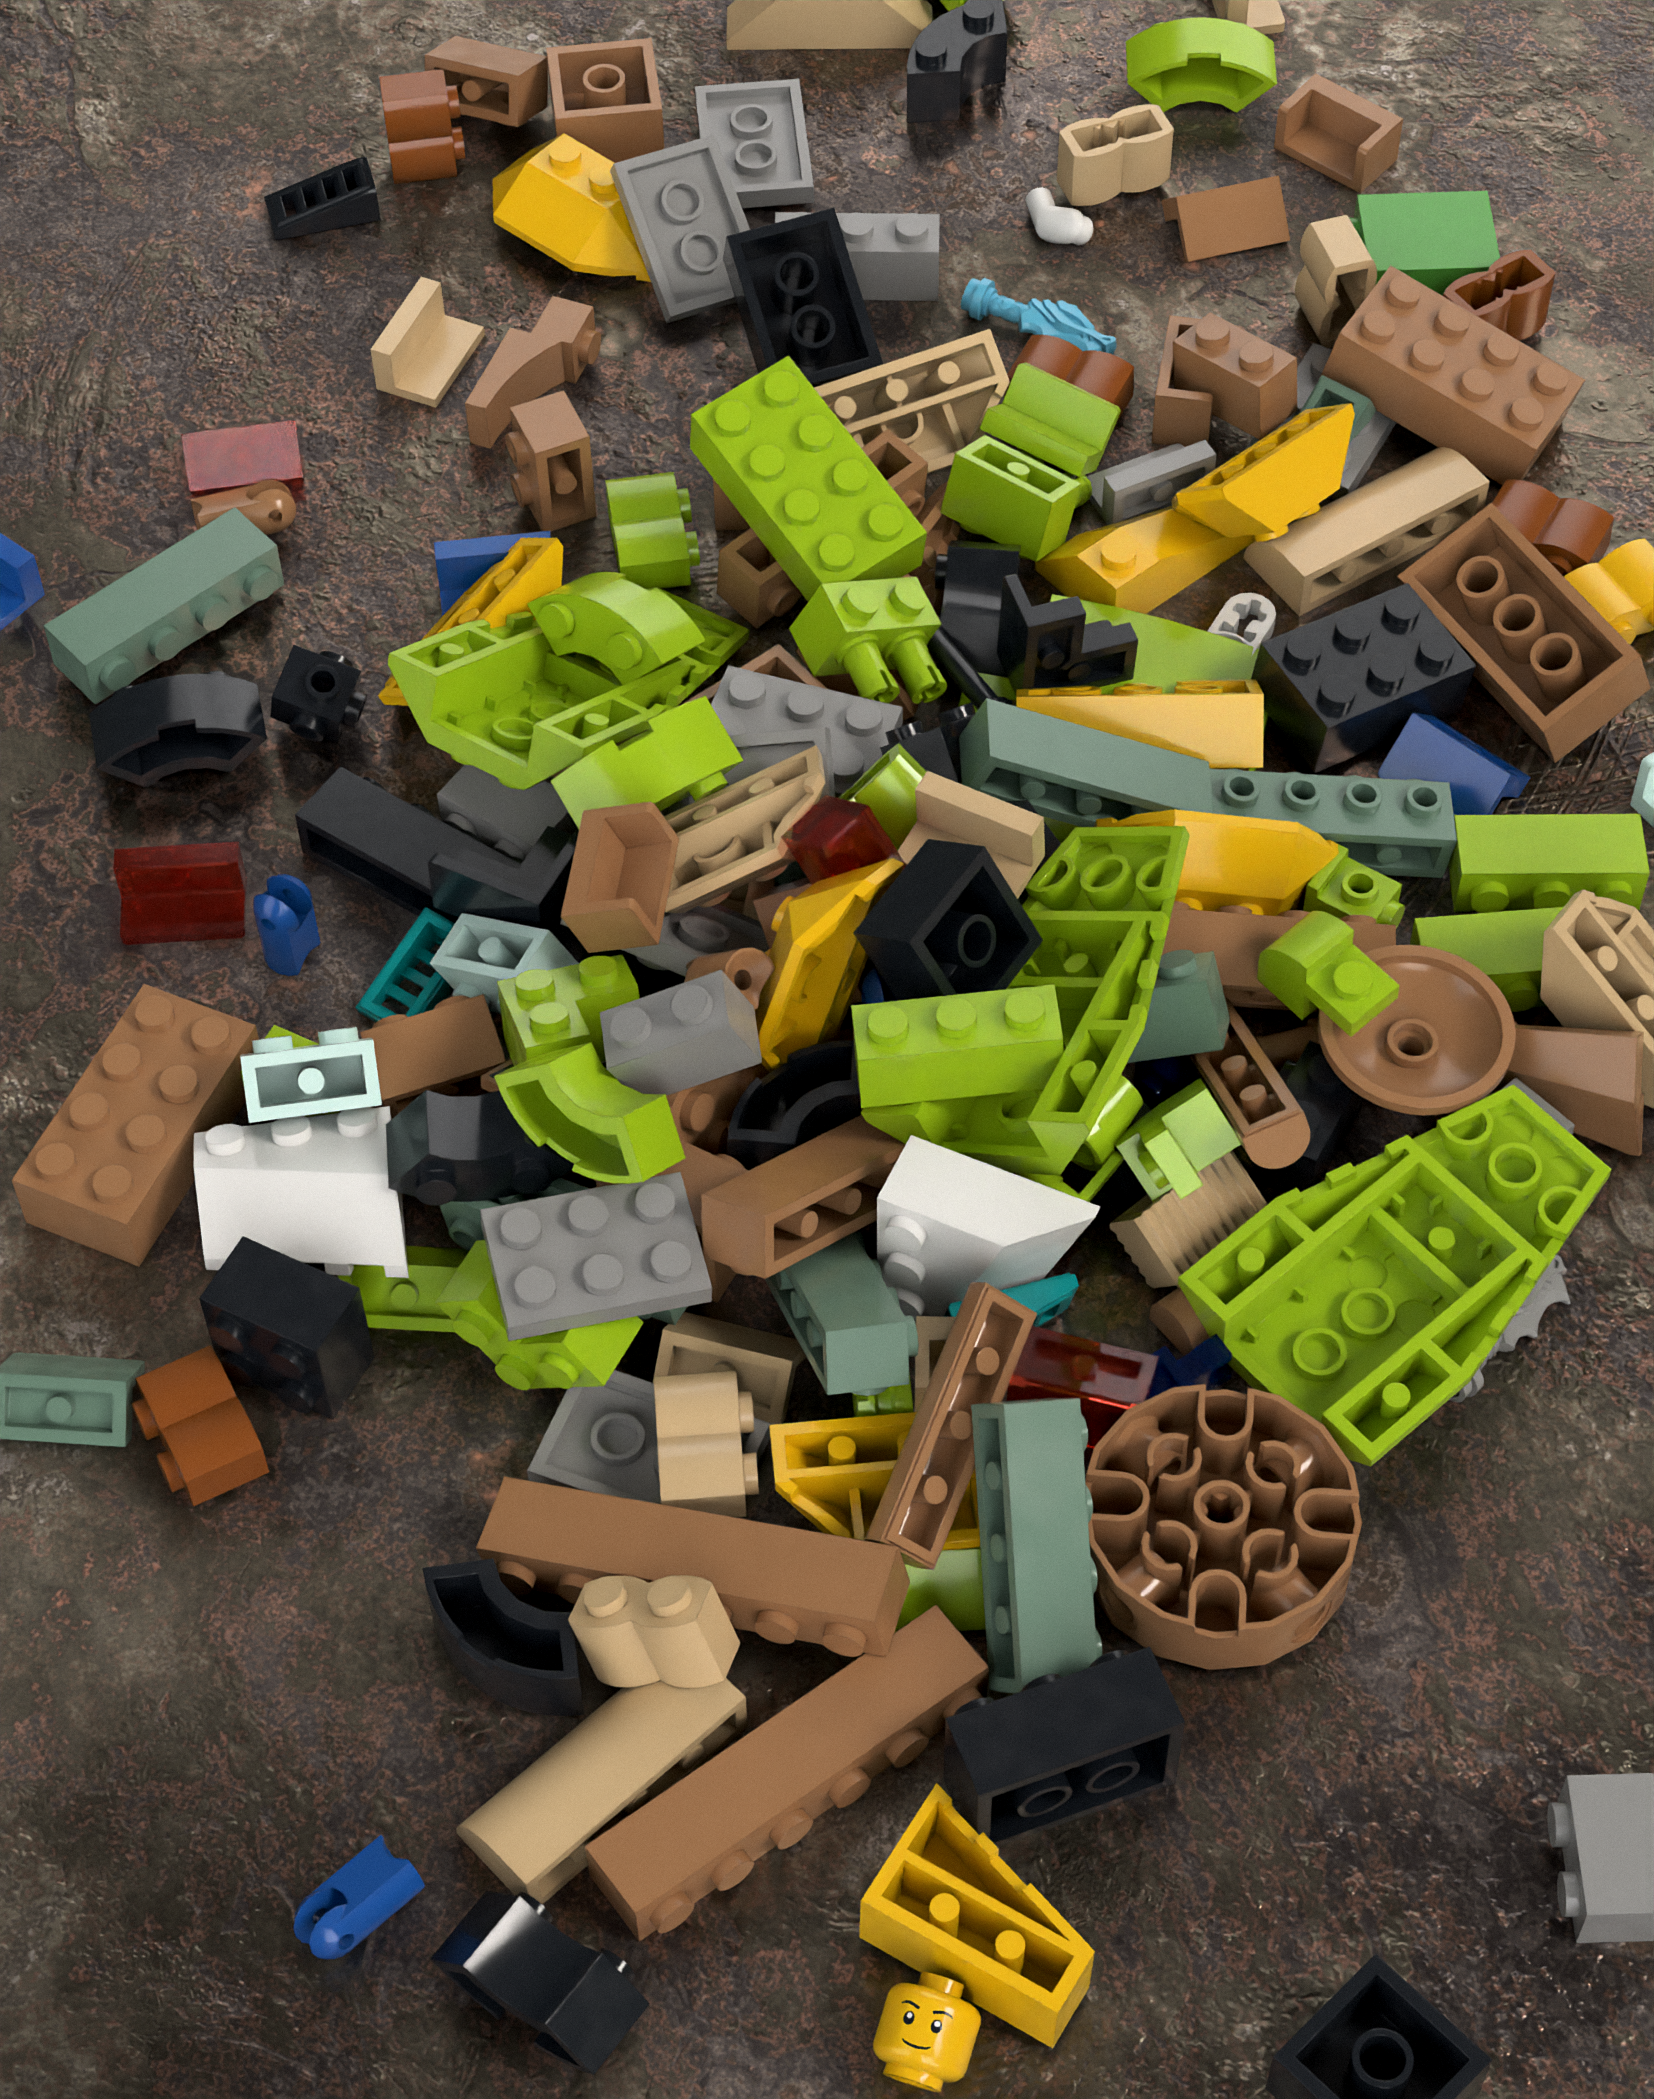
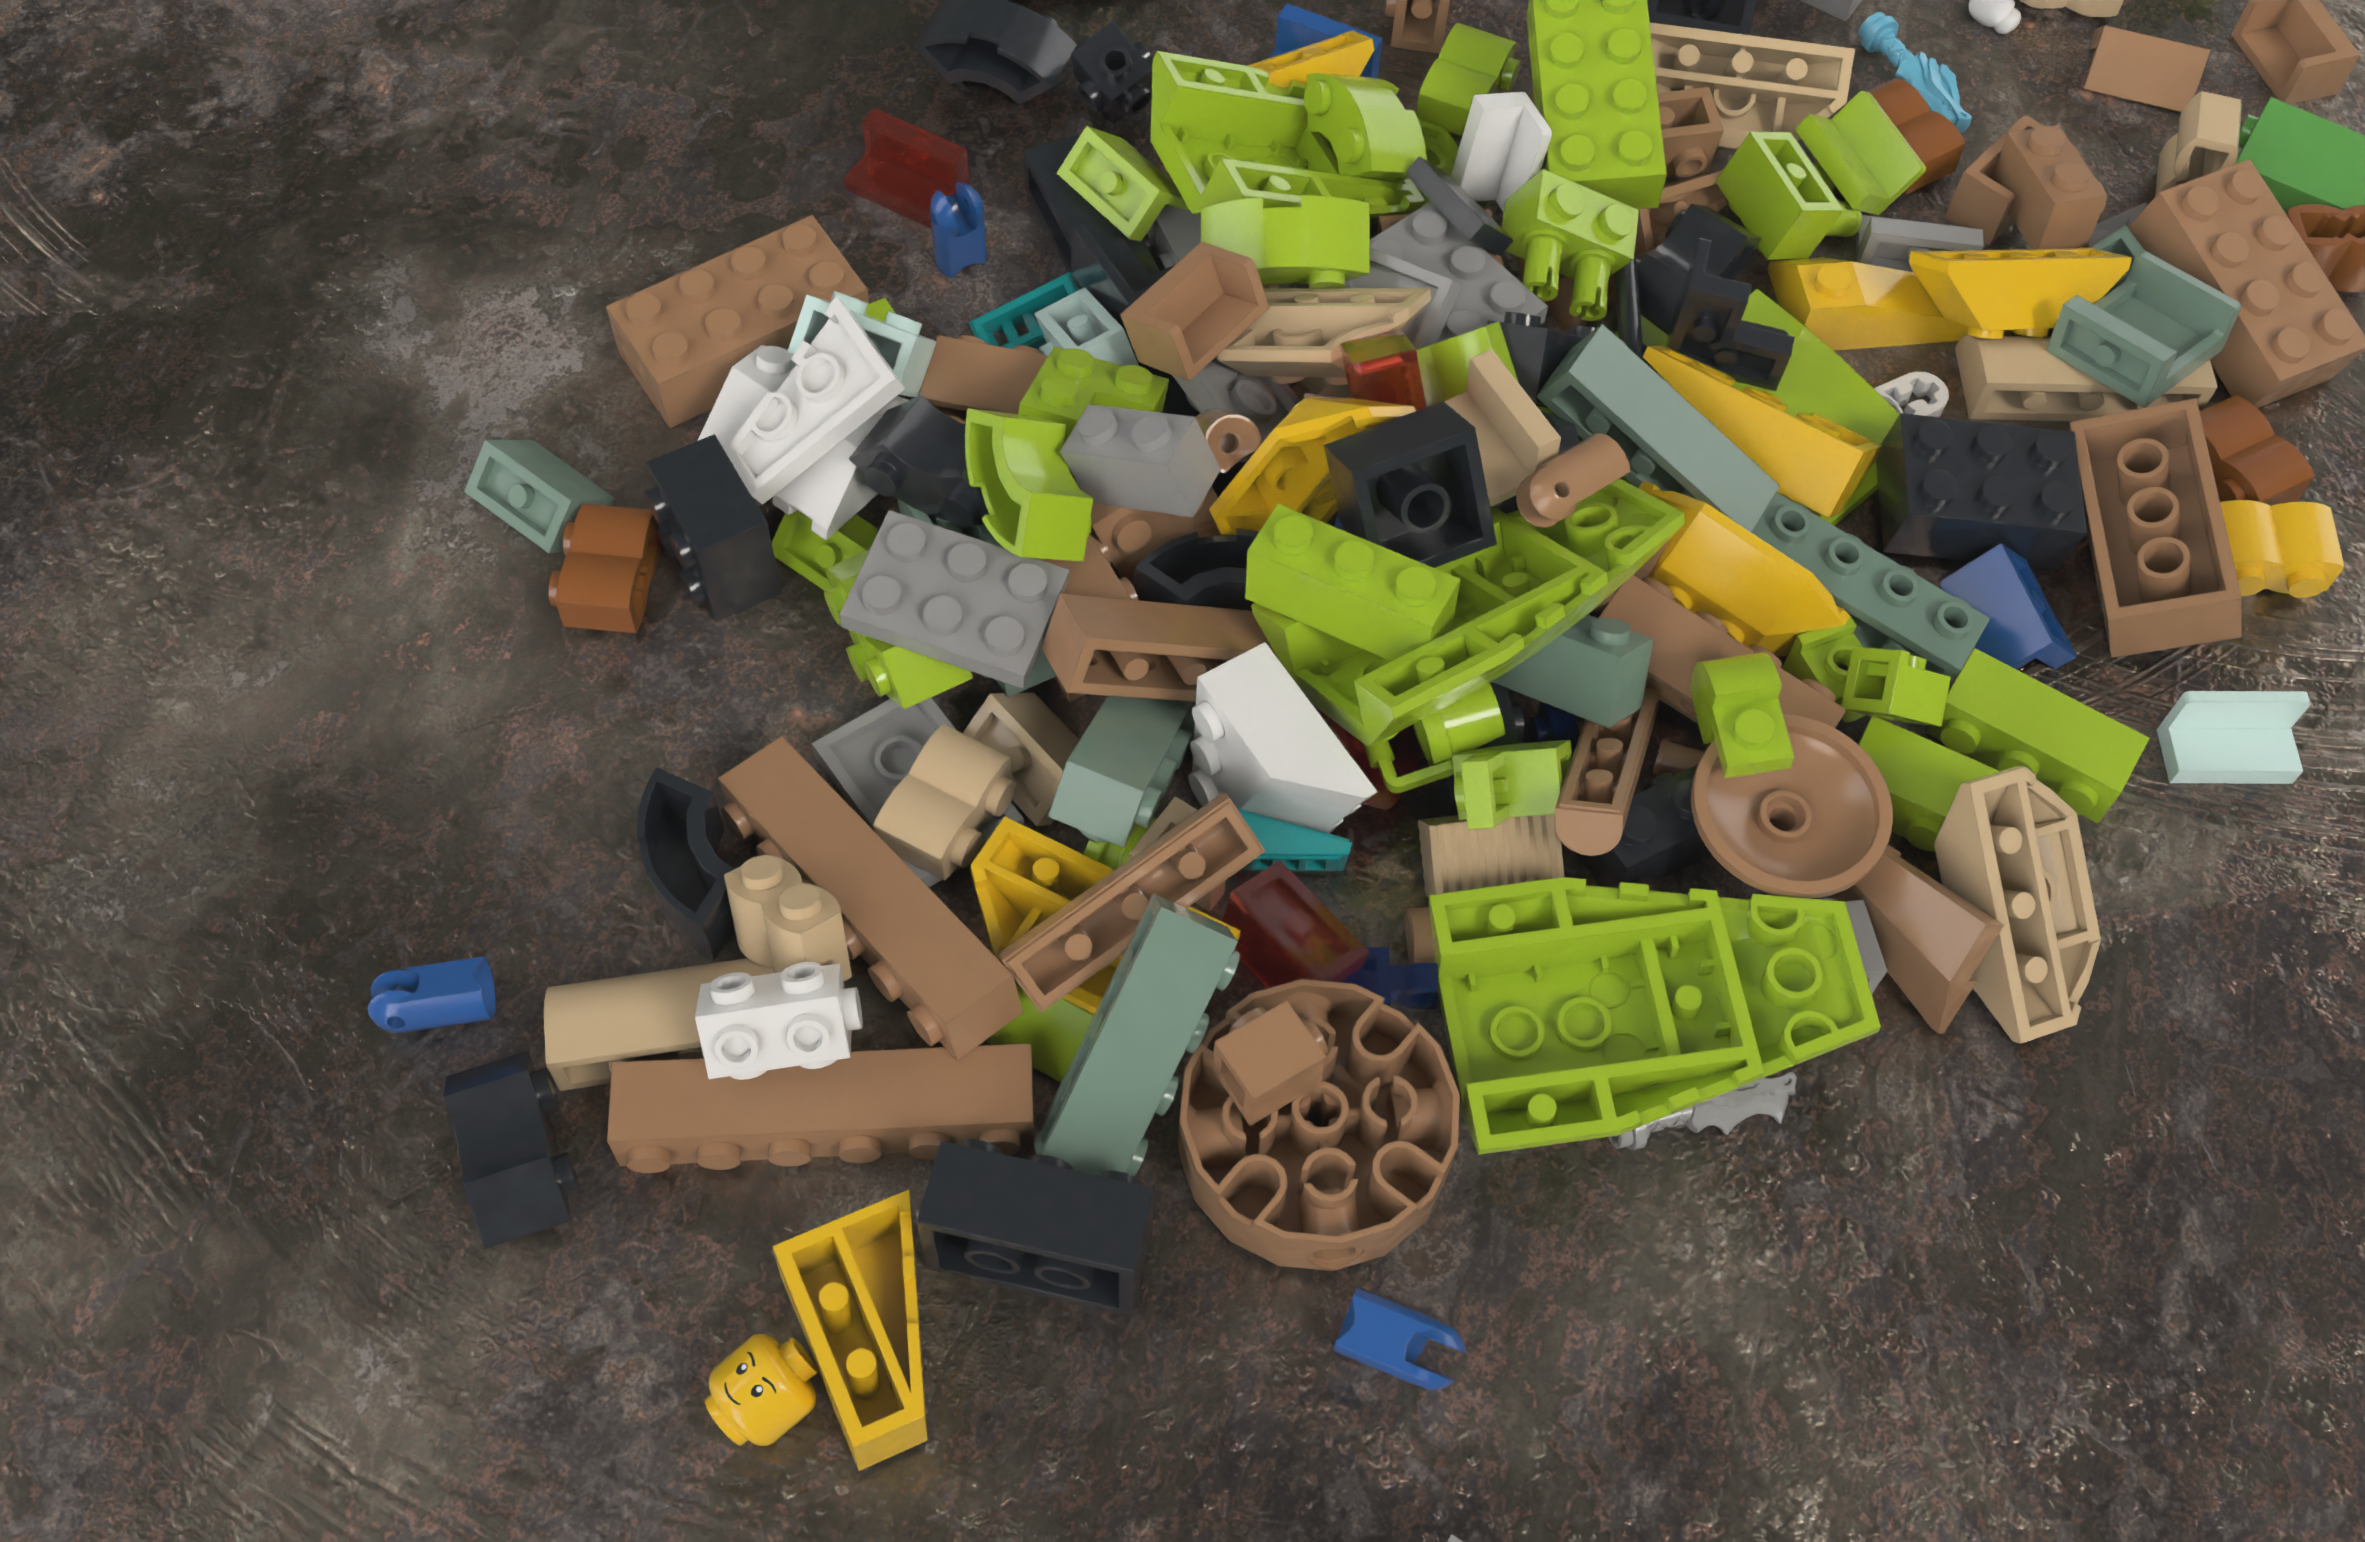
camera: 30 degrees right, 5 degrees up
(322, 1153) = (823, 399): none -> white wing
(420, 797) = (1119, 182): none -> lime panel
(718, 1712) = (776, 1020): none -> white brick
(756, 585) = (1500, 146): none -> white panel
(758, 656) = (1459, 207): none -> black tile
(1070, 849) = (1570, 477): none -> medium nougat piece
(1160, 1487) = (1269, 1060): none -> medium nougat brick
(1394, 1661) = (1392, 1338): none -> blue piece
(1403, 462) = (2145, 330): none -> sand green panel
(1418, 884) = (1894, 687): none -> lime brick

